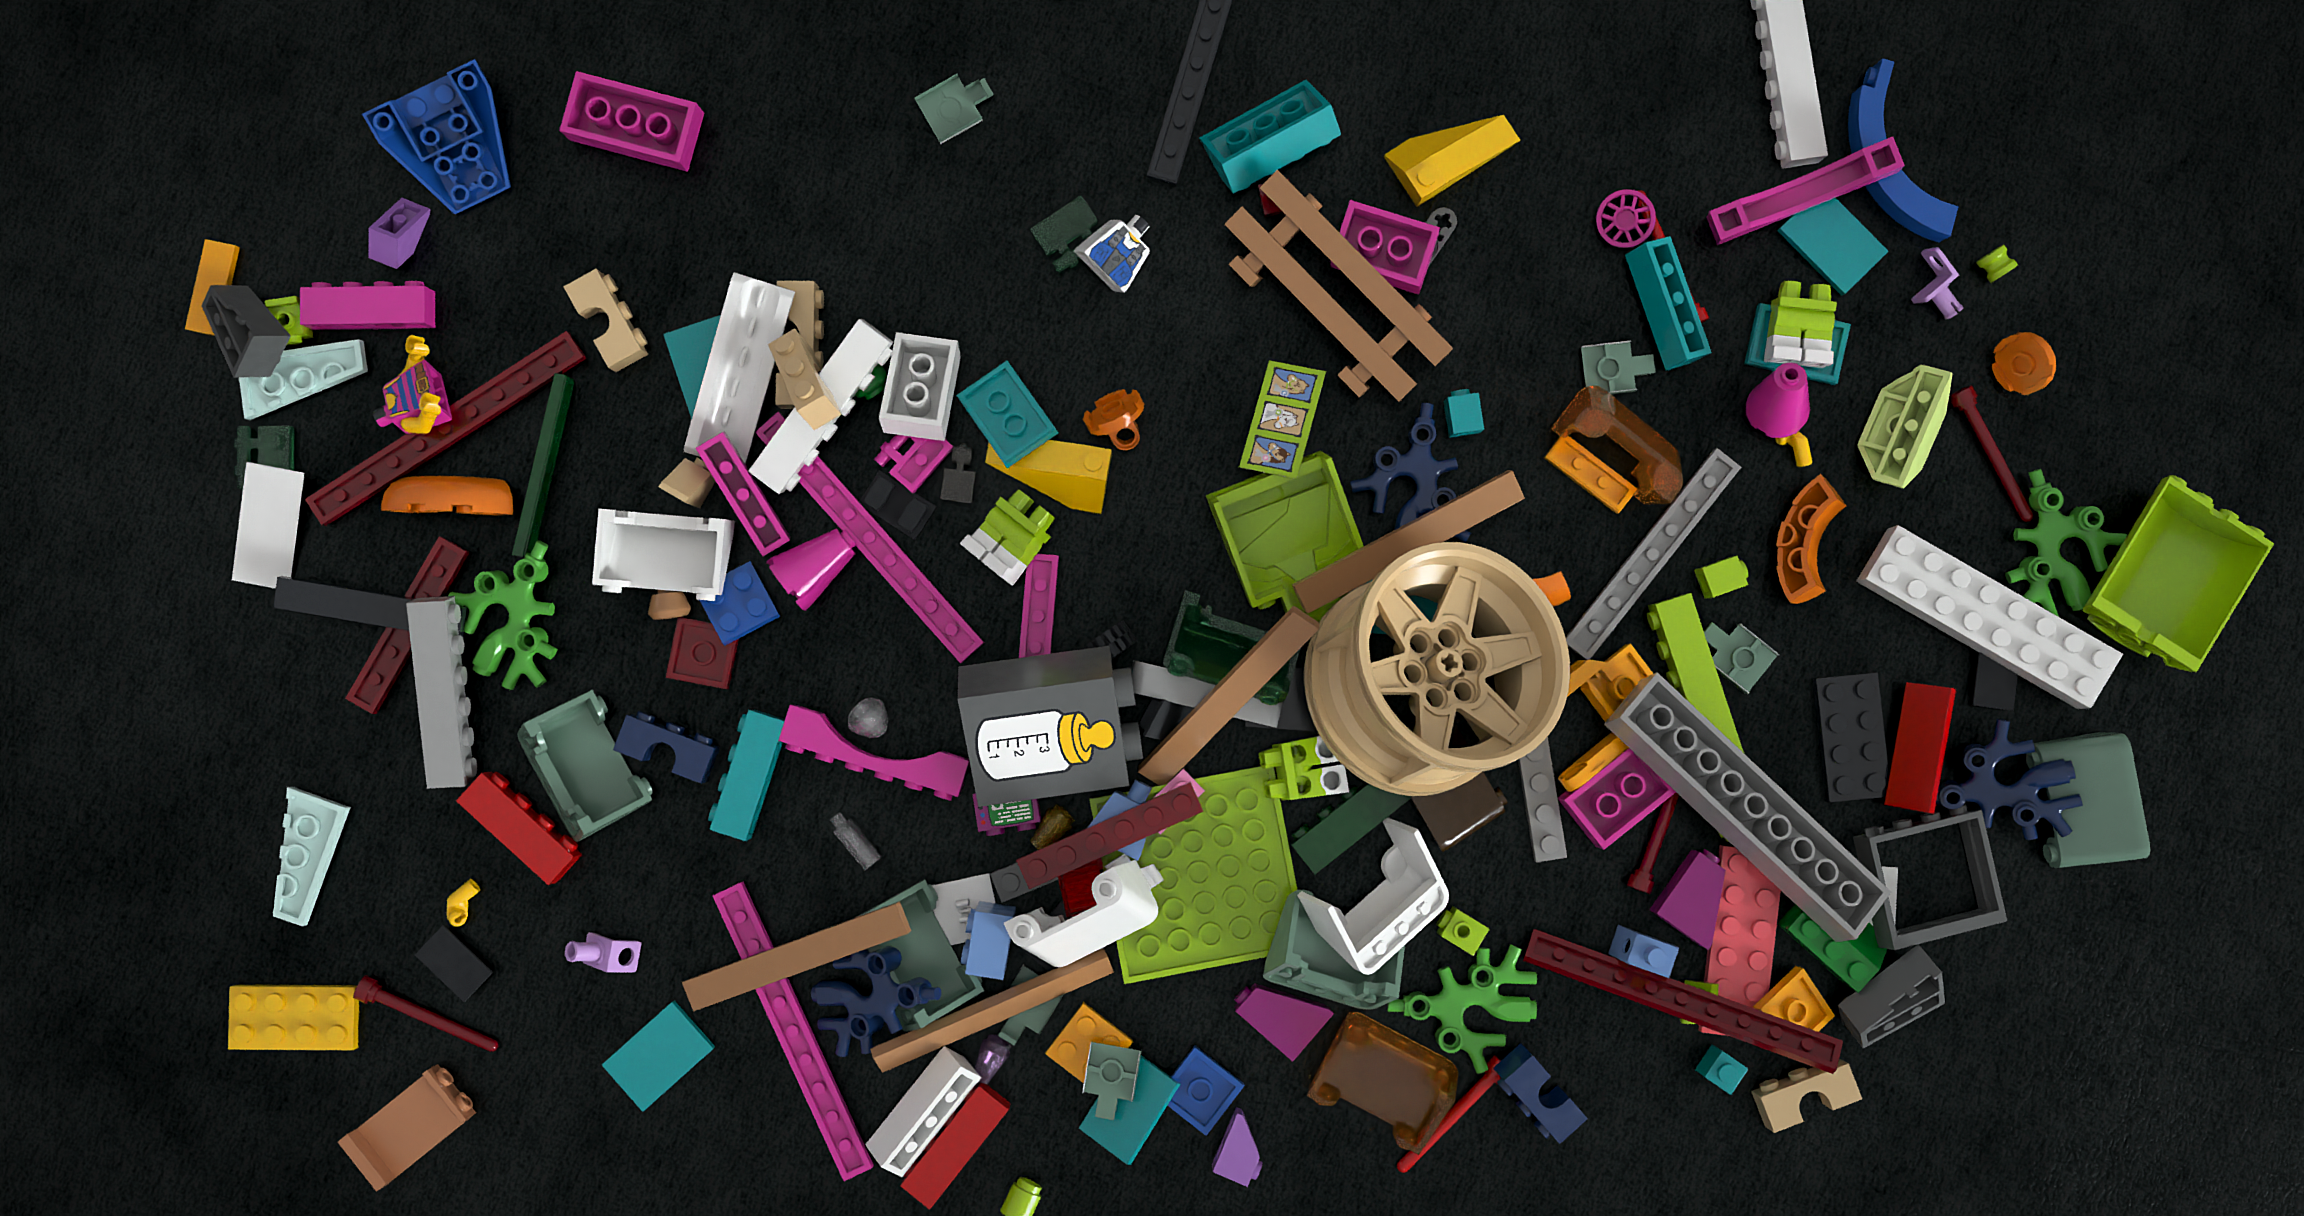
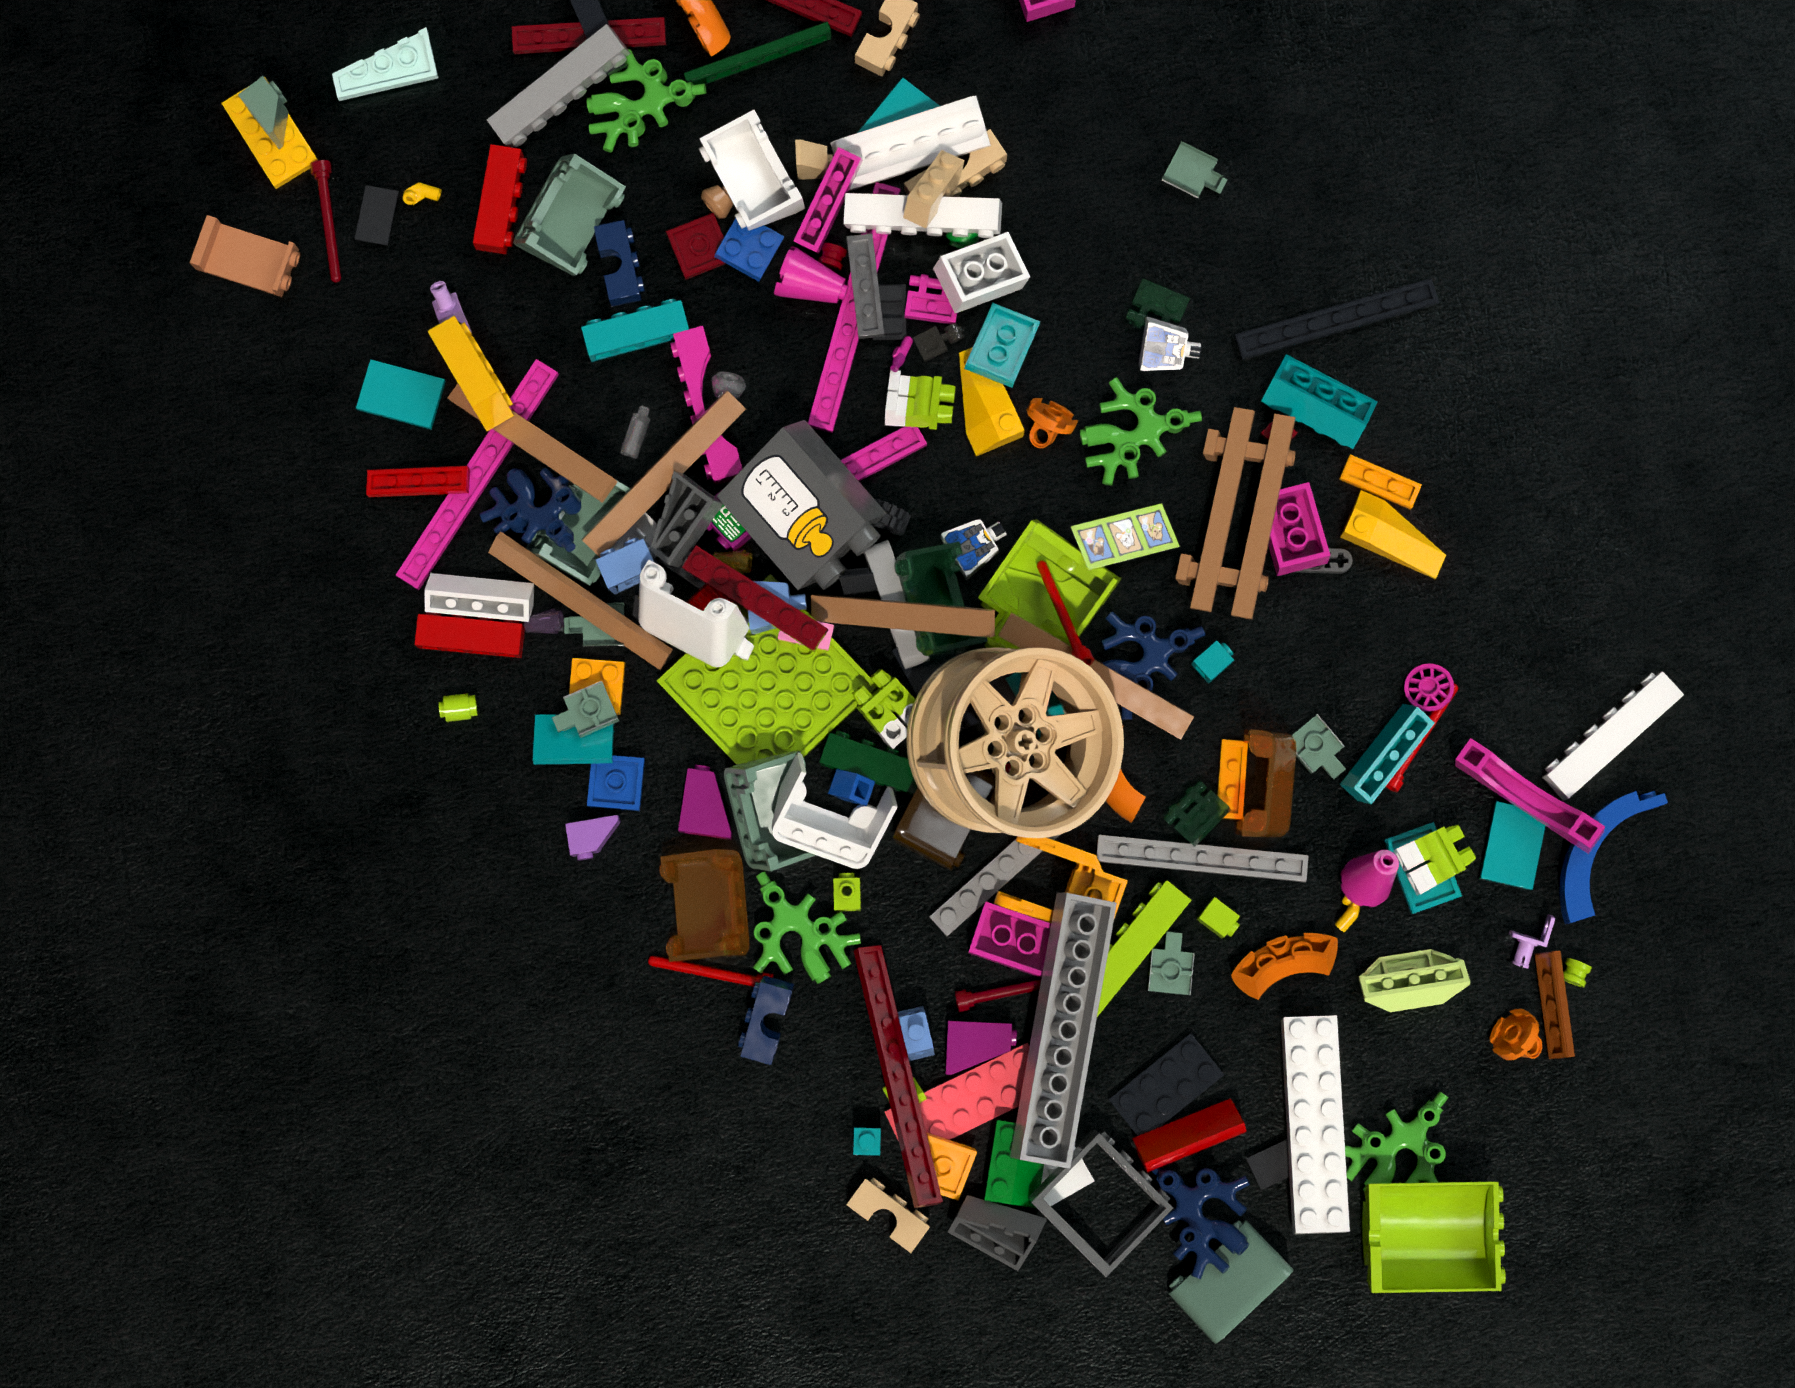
camera: 60 degrees right, 5 degrees down
(265, 1011) = (267, 106): none -> sand green slope
(685, 975) = (472, 372): none -> yellow brick
(761, 1097) = (418, 481): none -> red tile
(803, 526) = (832, 256): none -> dark red wheel
(857, 513) = (865, 286): none -> flat silver plate
(918, 844) = (658, 477): none -> medium nougat tile
(948, 521) = (900, 353): none -> piece
(980, 853) = (684, 519): none -> dark grey wedge
(1191, 327) = (1147, 432): none -> bright green plant
(1192, 573) = (976, 544): none -> torso
(1360, 858) = (851, 787): none -> blue brick
(1383, 544) = (1078, 651): none -> red piece
(1388, 130) = (1380, 481): none -> light orange tile
(1613, 526) = (1201, 818): none -> clear green plate
(1966, 402) = (1461, 1014): dark red piece -> none
(2015, 304) = (1554, 1005): none -> dark orange tile

